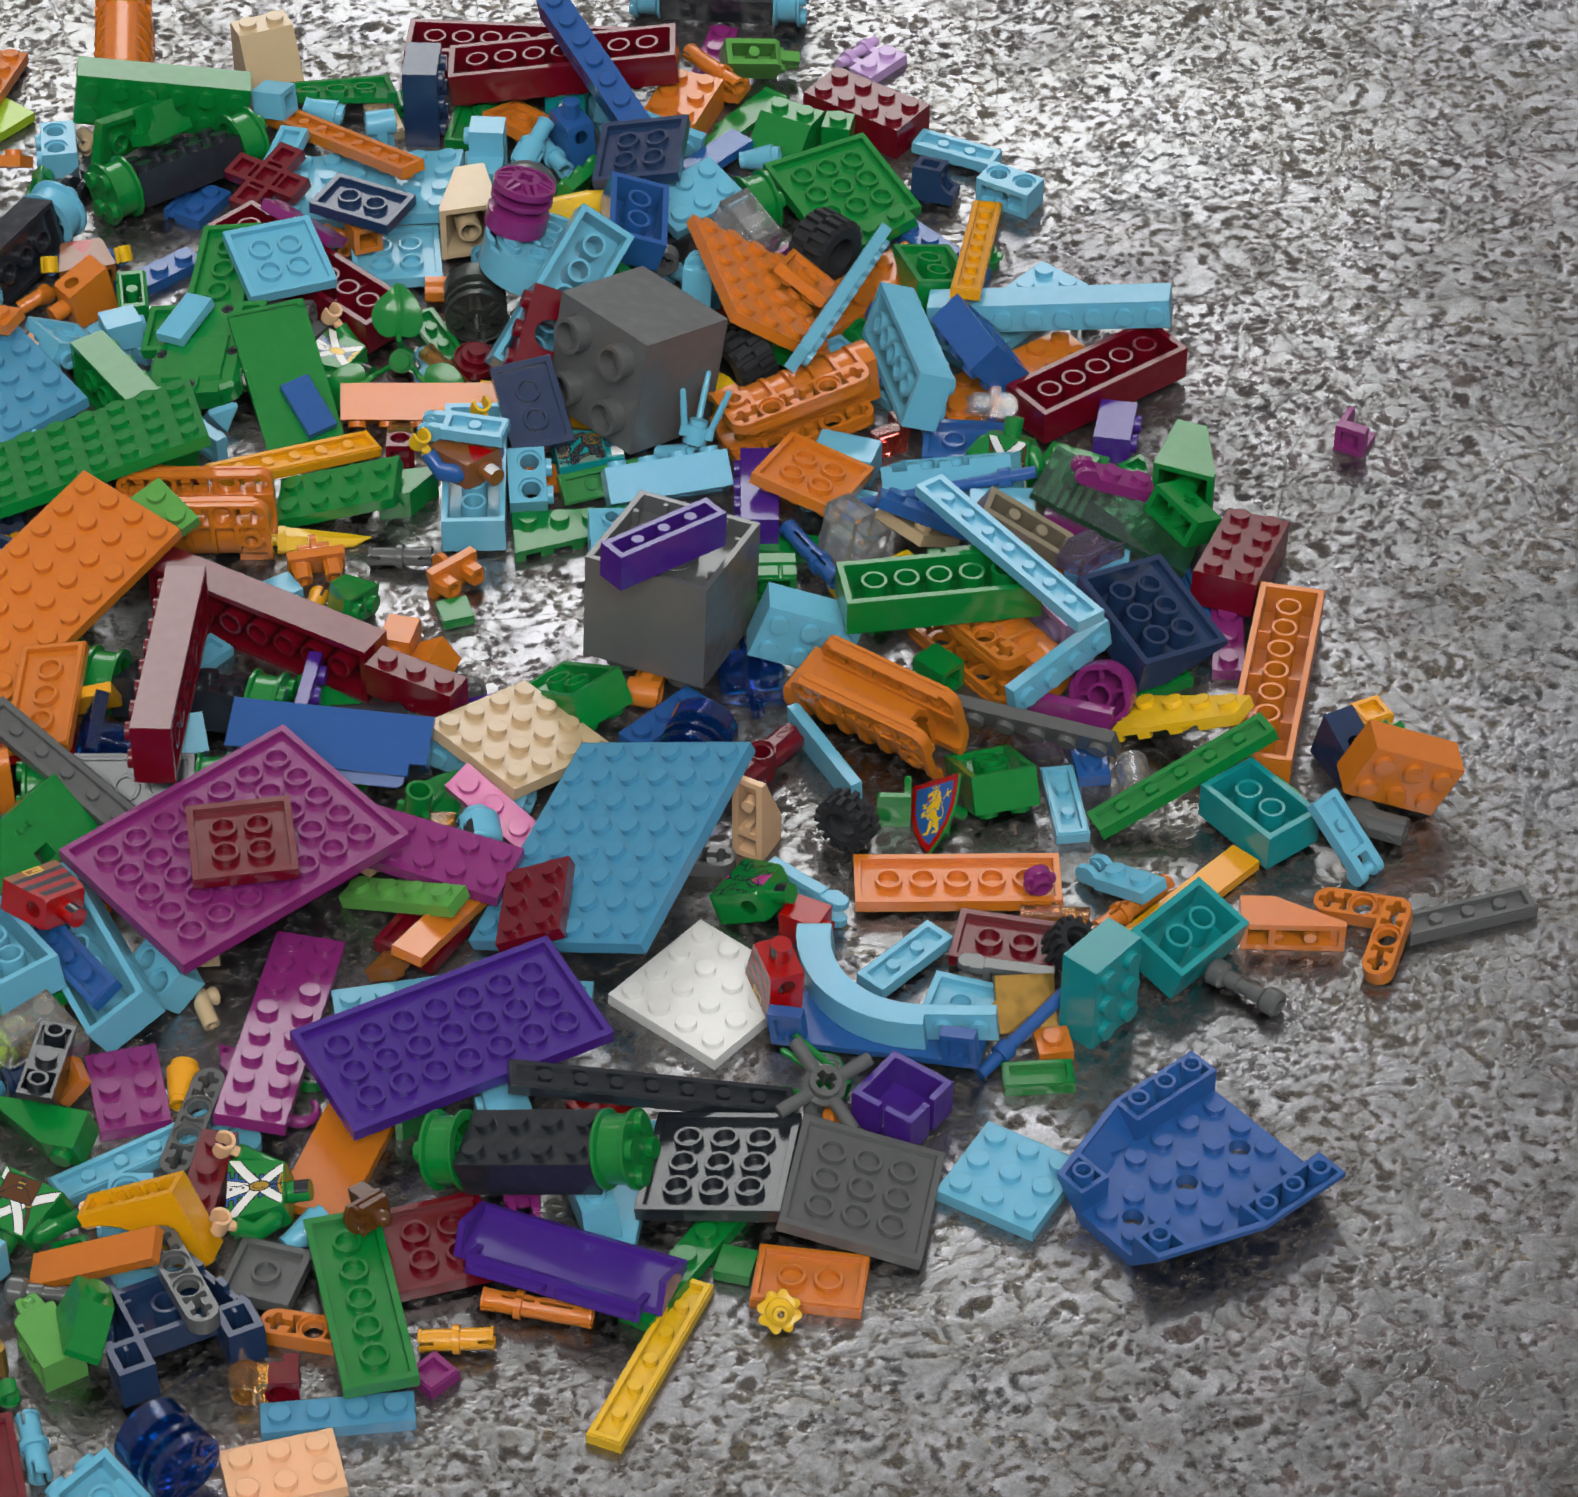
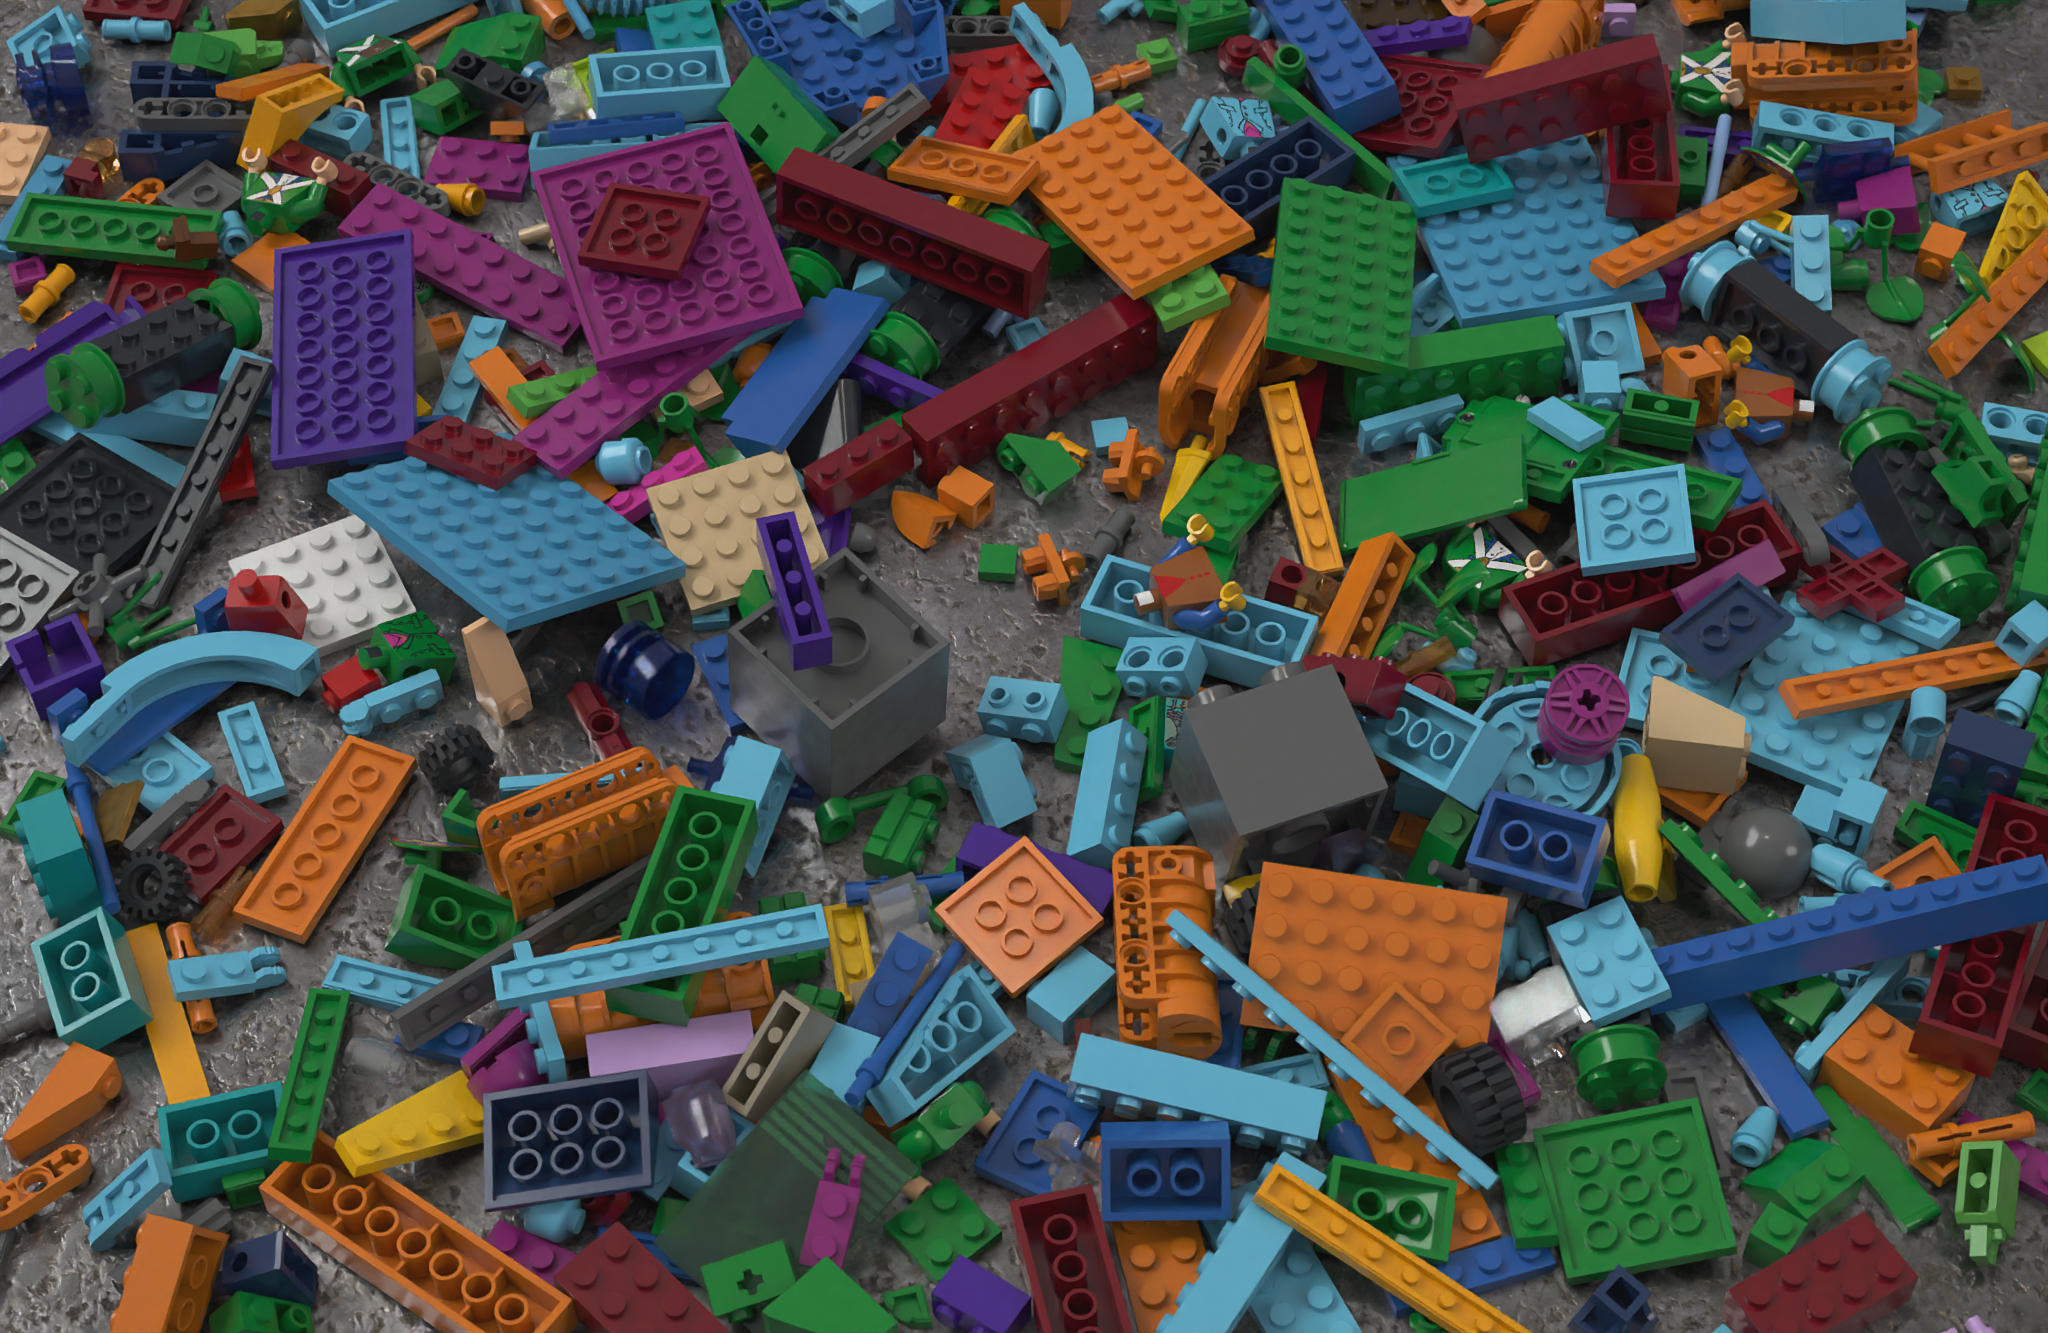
camera: 115 degrees right, 10 degrees up
(45, 896) = (672, 103): red torso -> none
(252, 184) = (1801, 525): none -> dark grey beam
(308, 406) = (1383, 509): blue tile -> none
(466, 427) = (1199, 573): medium azure hinge -> none
(533, 403) = (1249, 659): dark blue plate -> none
(643, 149) = (1691, 905): dark blue plate -> none
(696, 430) = (1167, 834): medium azure plant -> none
(1038, 880) = (258, 887): magenta plate -> none

